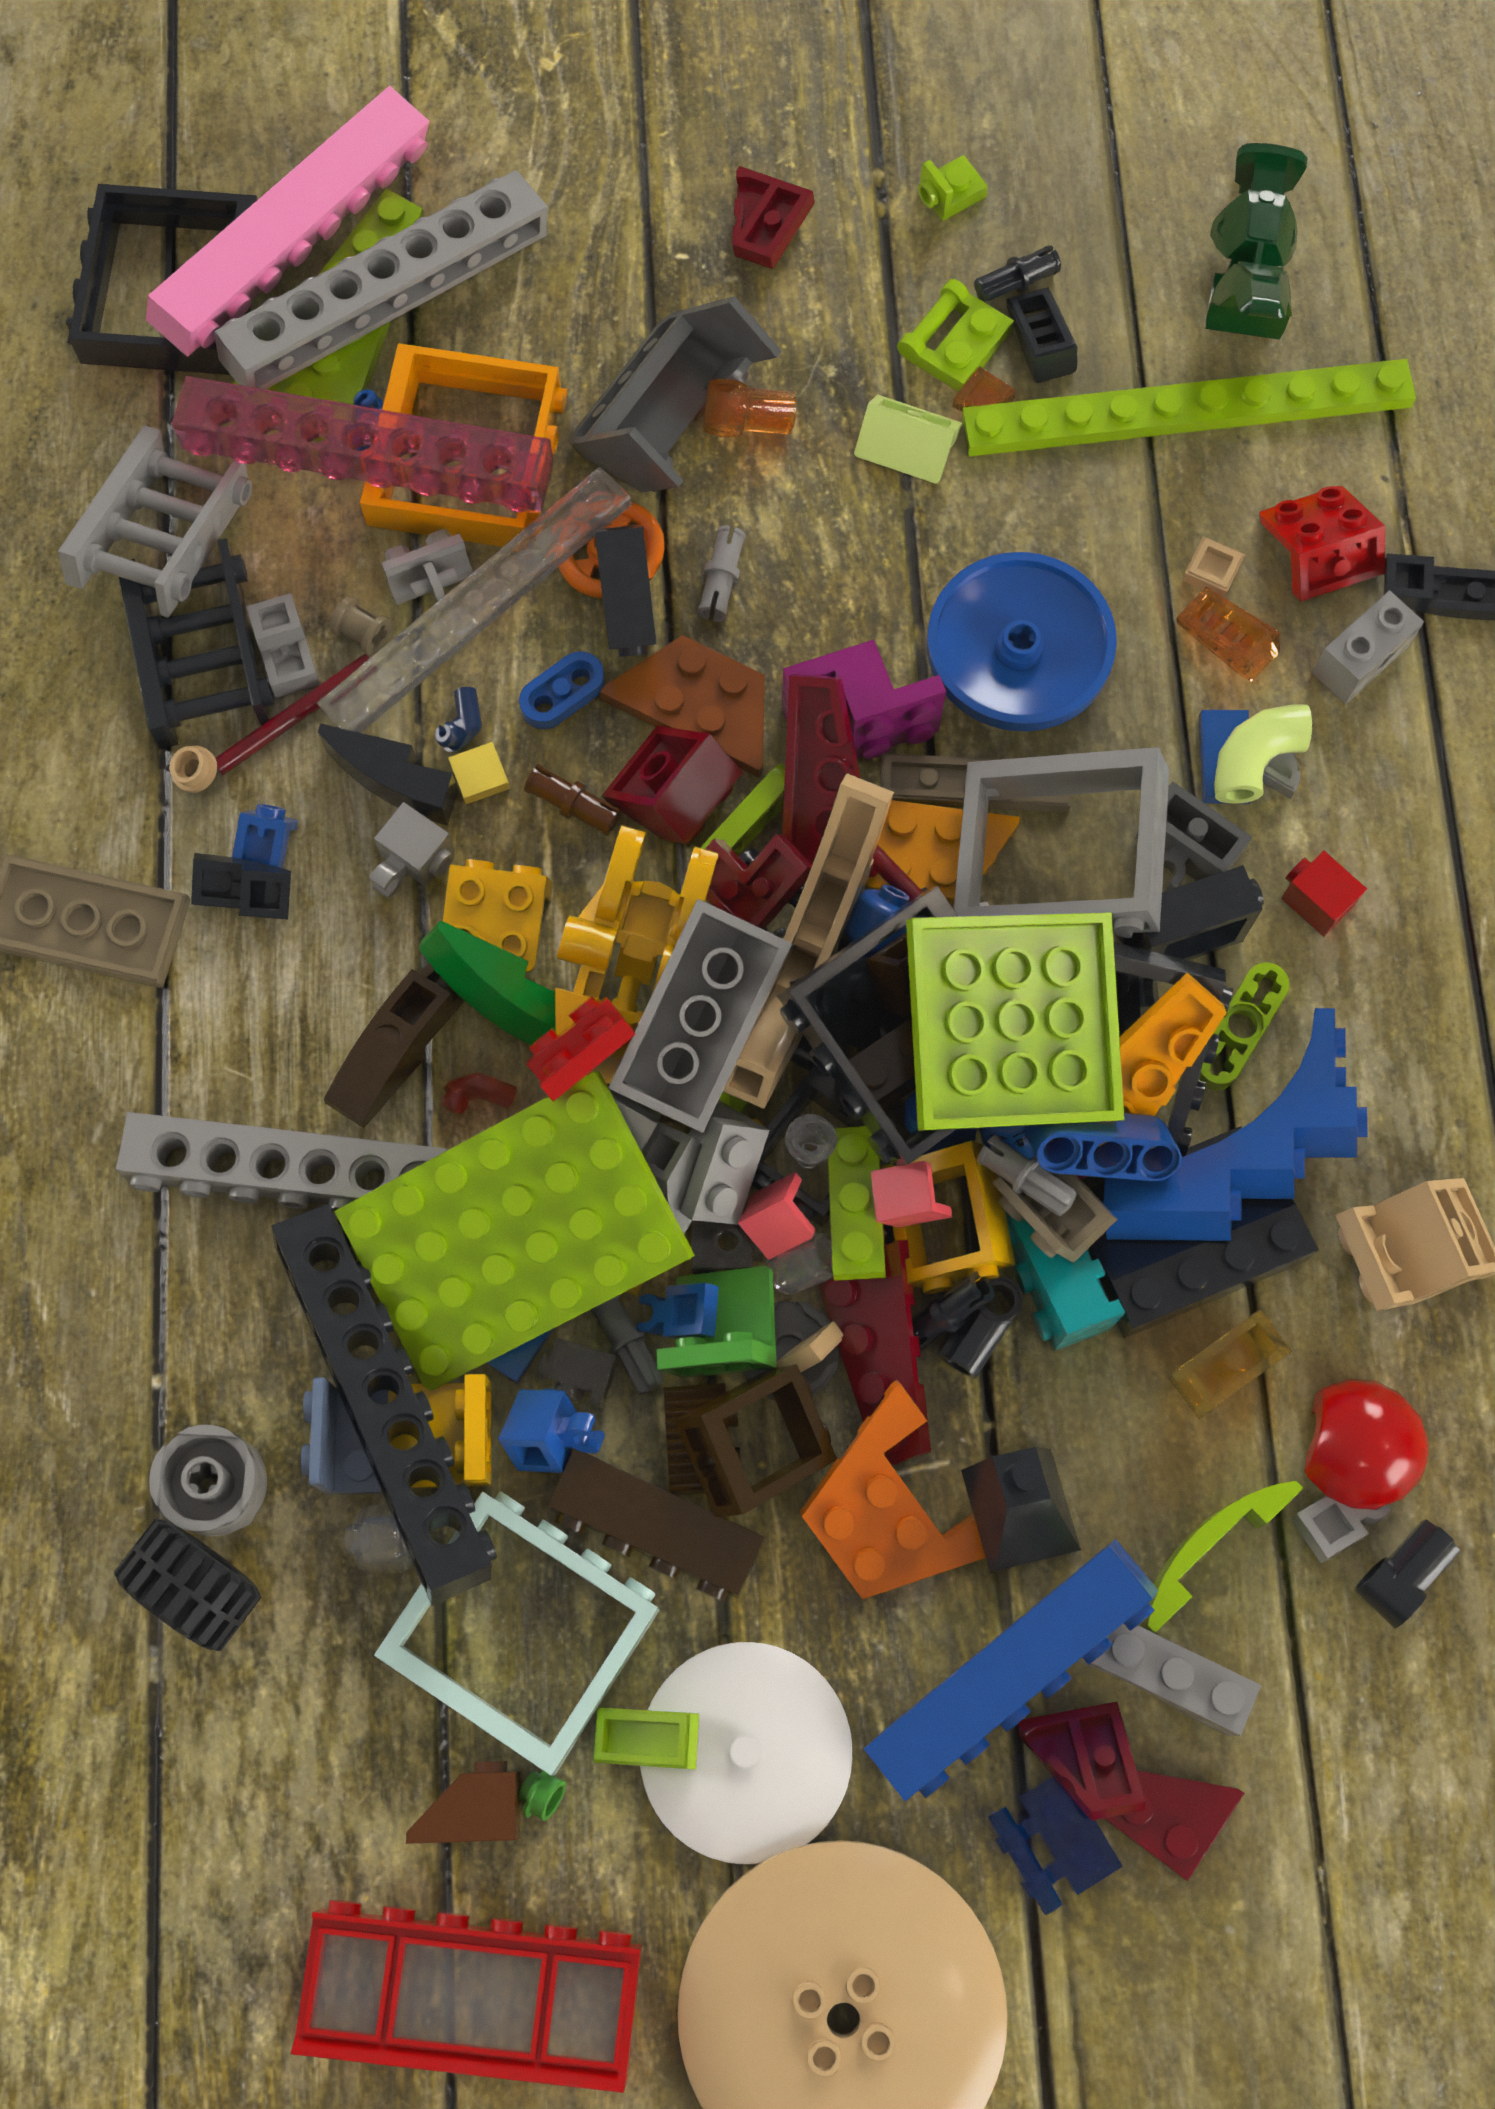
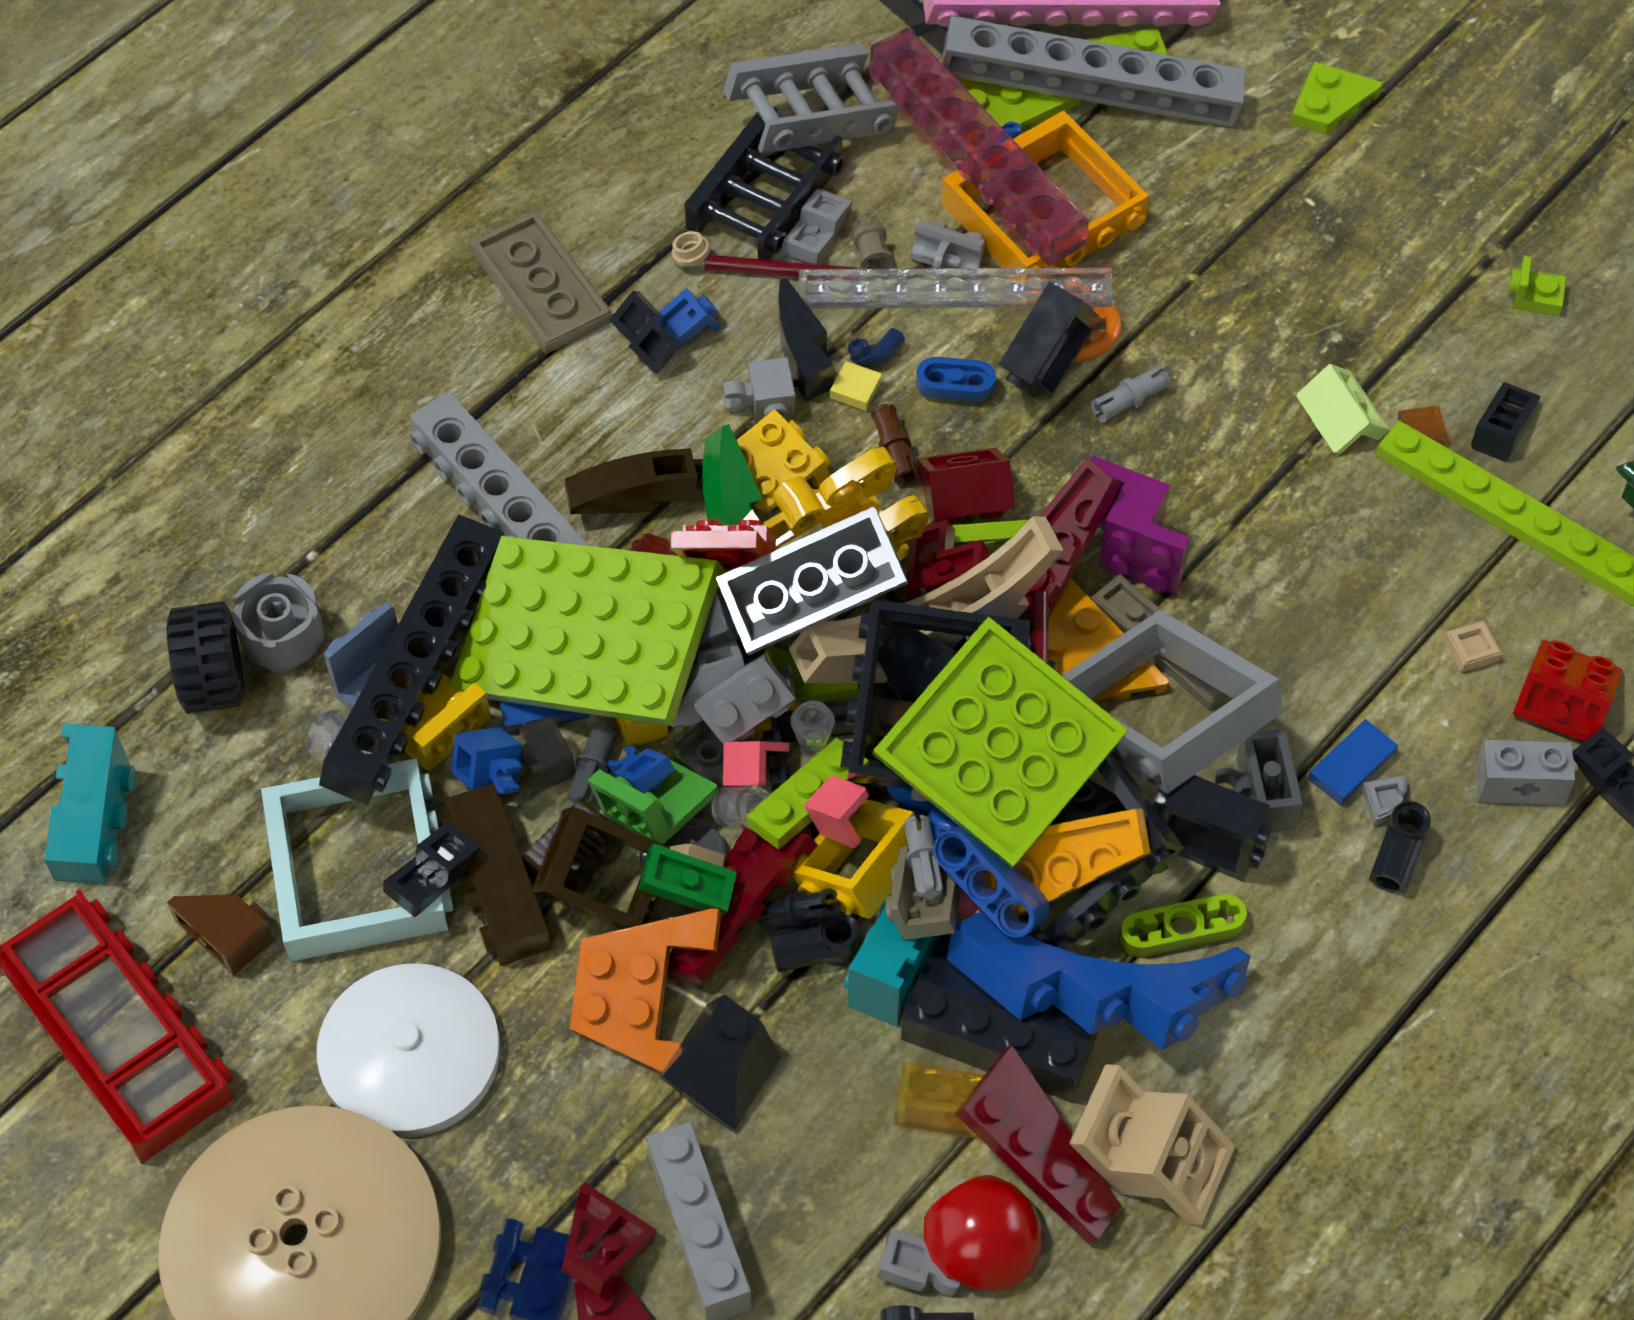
camera: 45 degrees right, 15 degrees down
(230, 1824) = (91, 805): none -> teal wedge
(541, 1794) = (269, 959): bright green plate -> none
(602, 137) = (1331, 97): none -> lime wing
(612, 1583) = (433, 870): none -> black slope
(646, 1738) = (359, 980): lime tile -> none
(666, 389) = (1207, 266): dark grey windscreen -> none
(698, 692) = (1040, 448): dark orange wing -> none
(736, 408) = (1241, 306): clear orange piece -> none
(767, 216) = (1388, 216): dark red wing -> none
(844, 1381) = (687, 880): none -> green plate
(967, 344) = (1447, 388): lime plate -> none
(1012, 1670) = (606, 1130): blue brick -> none
(1018, 274) = (1525, 372): black axle -> none
(1021, 641) = (1281, 578): blue dish -> none
(1252, 651) = (1443, 717): clear orange slope -> none
(1254, 744) = (1371, 761): yellowish green cylinder -> none
(1257, 1507) = (813, 1188): lime slope -> none
(1322, 892) = (1326, 891): red brick -> none
(1339, 804) = (1400, 848): none -> black piece
(1339, 1333) = (1032, 1139): none -> dark red wing

